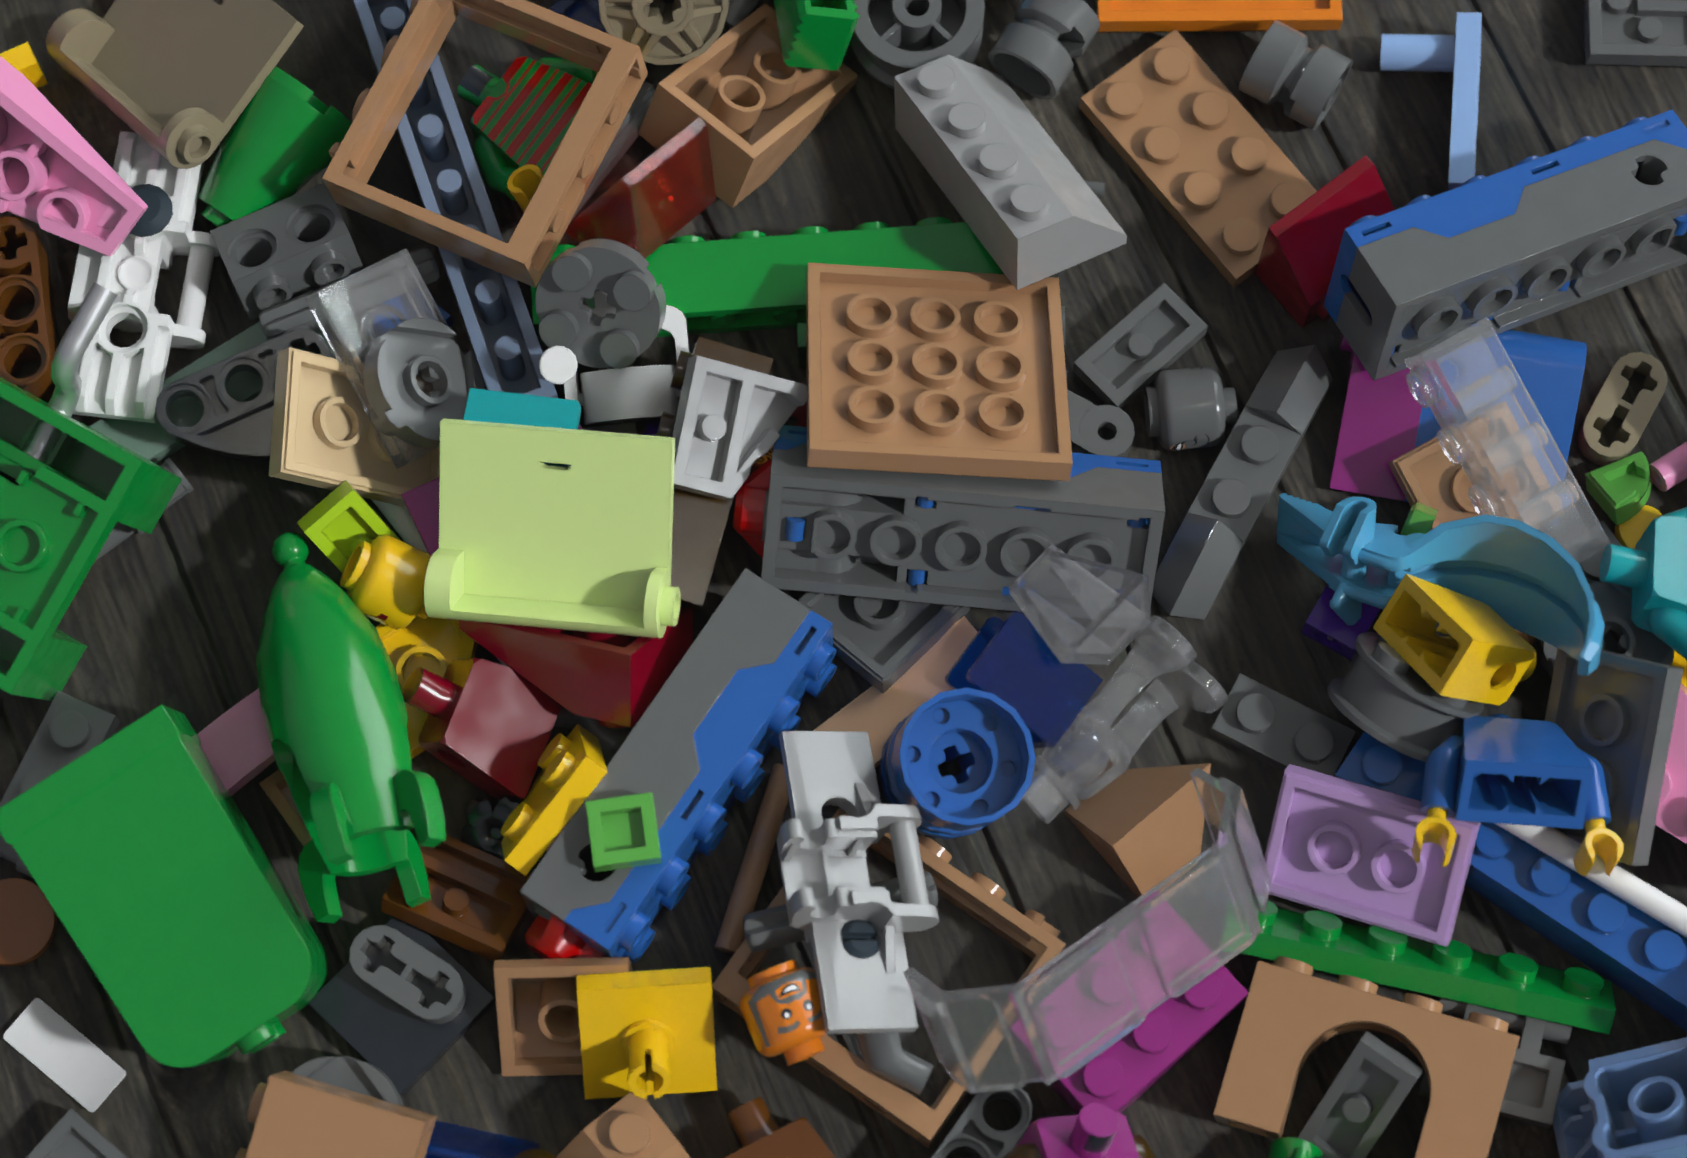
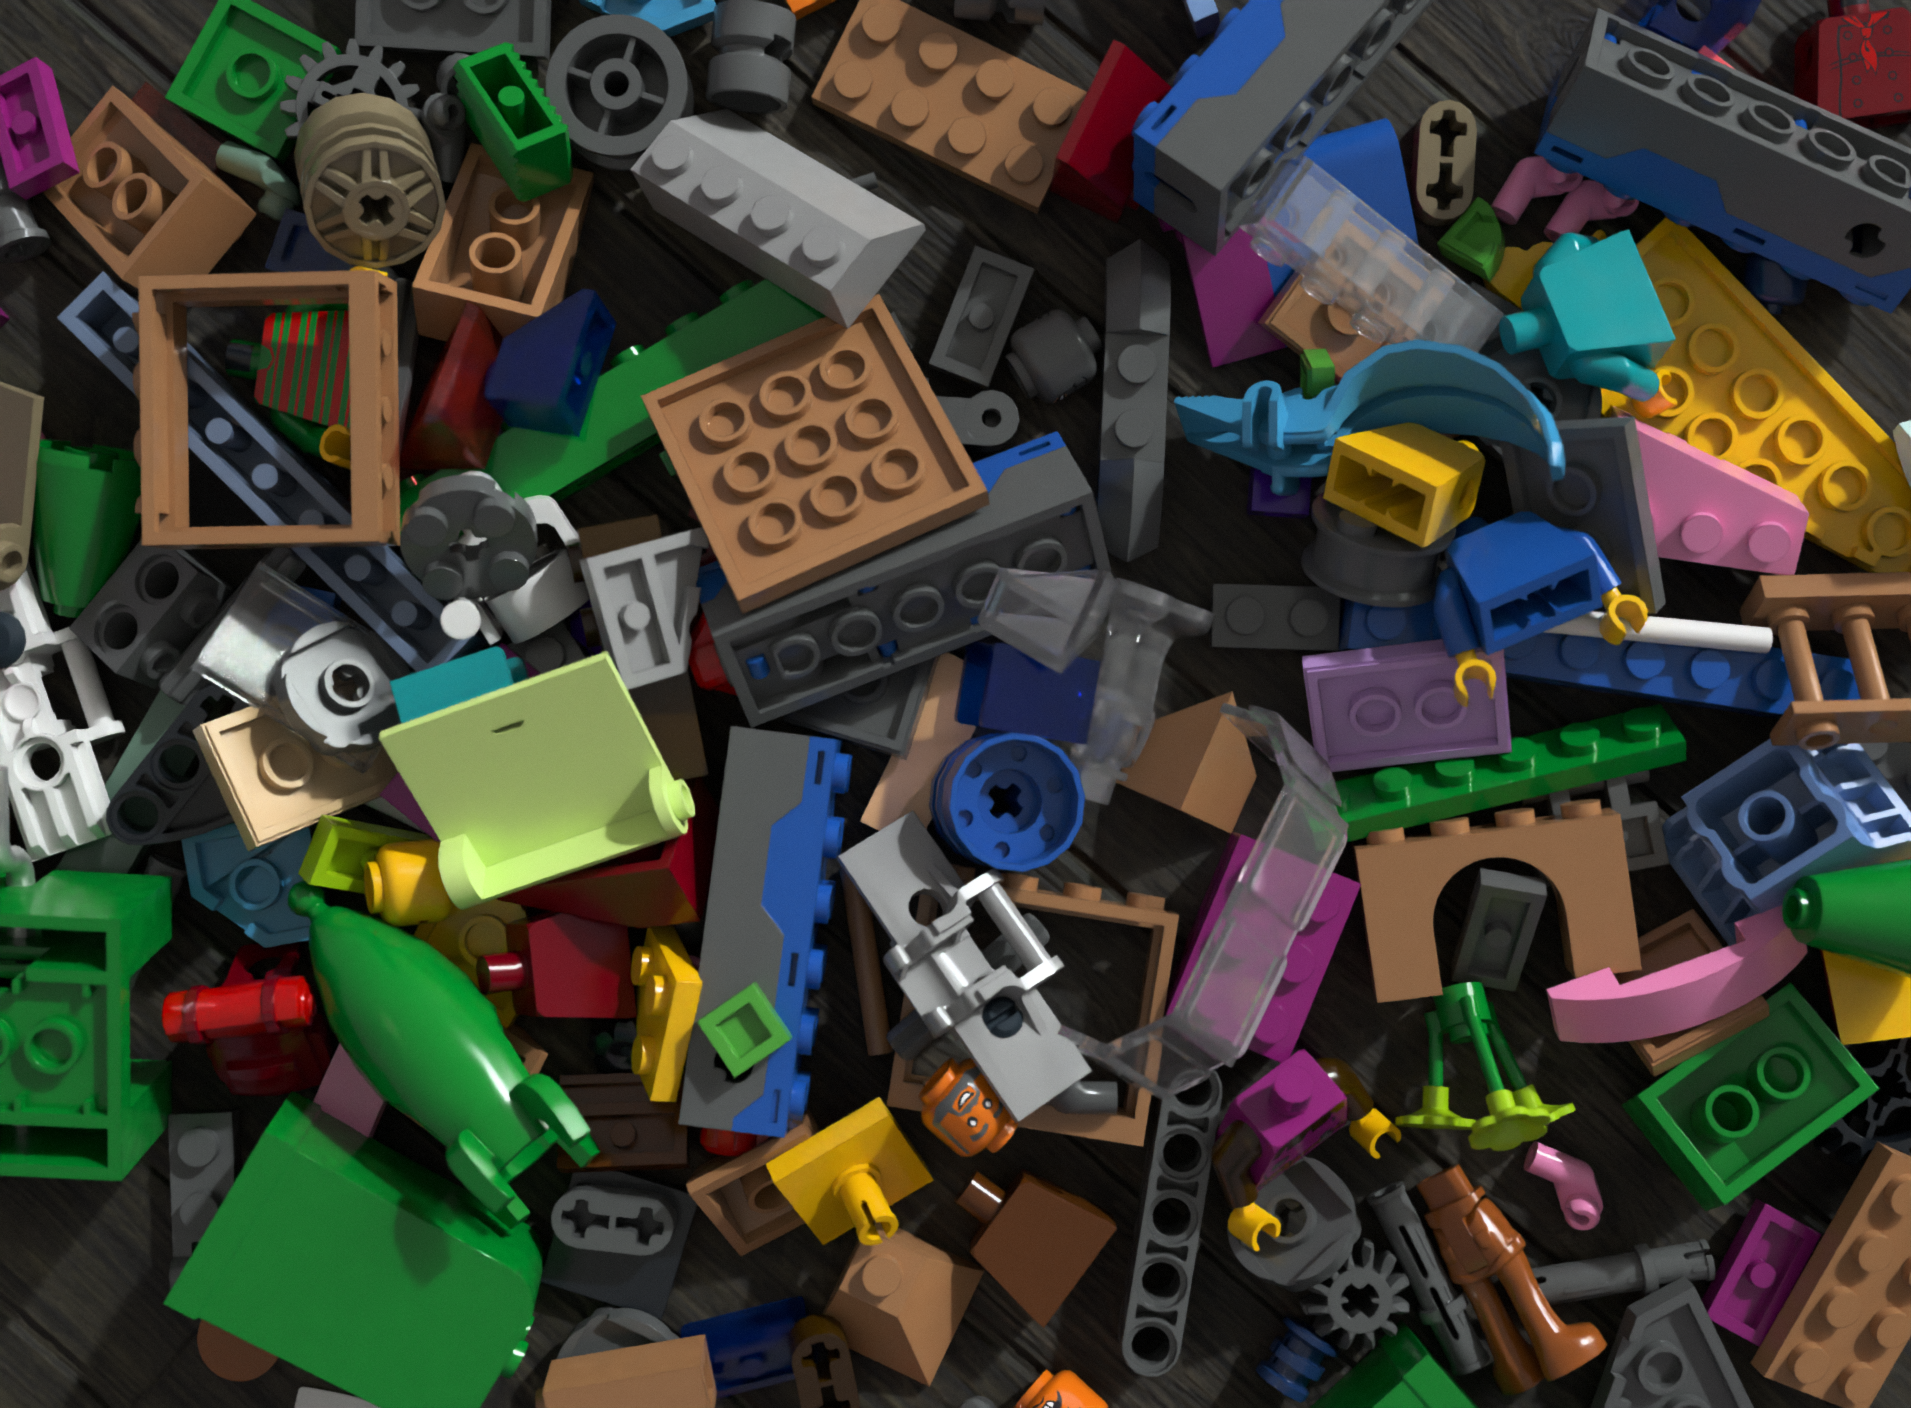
camera: 25 degrees left, 15 degrees up
(184, 642) = (256, 1031): none -> dark red piece
(241, 516) = (250, 885): none -> dark azure plate
(743, 205) = (552, 366): none -> clear blue slope

